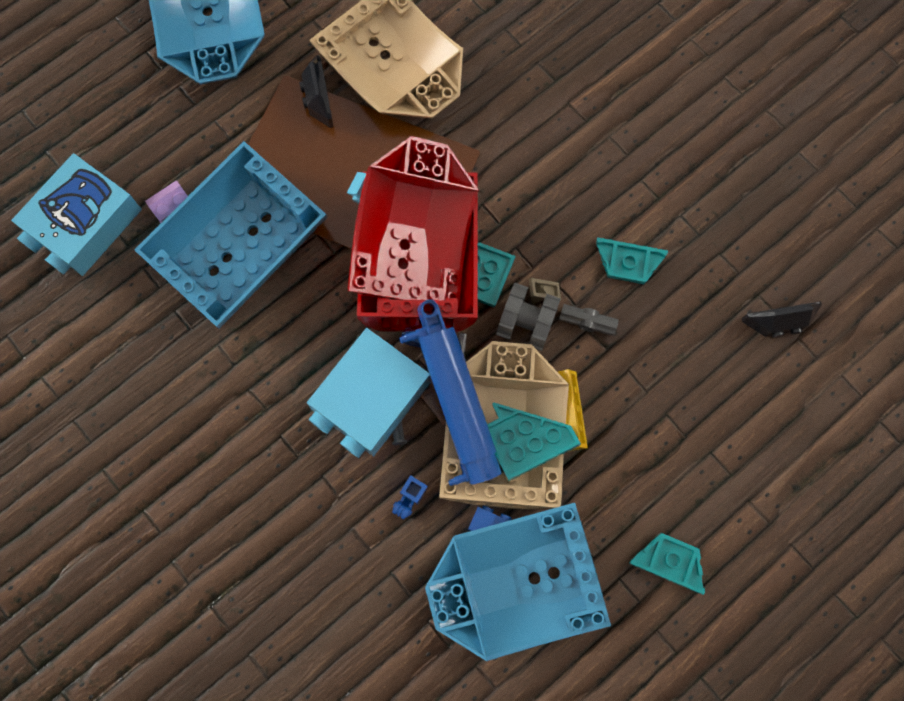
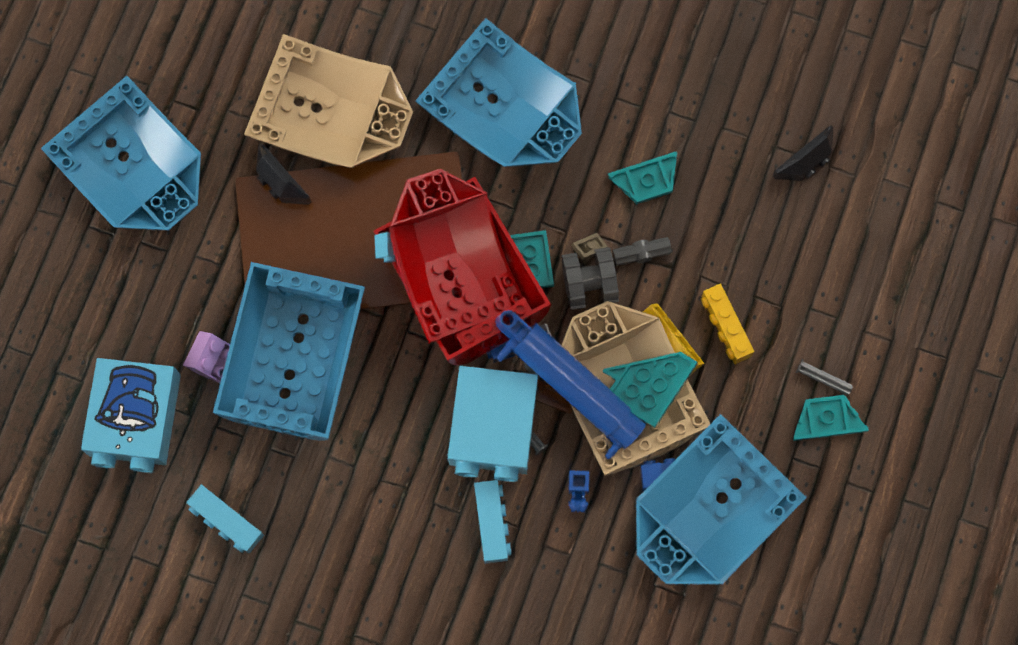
camera: 25 degrees left, 0 degrees up
(96, 348) = (225, 519): none -> medium azure brick
(317, 481) = (491, 521): none -> medium azure brick
(567, 149) = (535, 105): none -> dark azure wedge
(628, 424) = (727, 323): none -> yellow brick
(689, 522) = (824, 378): none -> dark grey axle

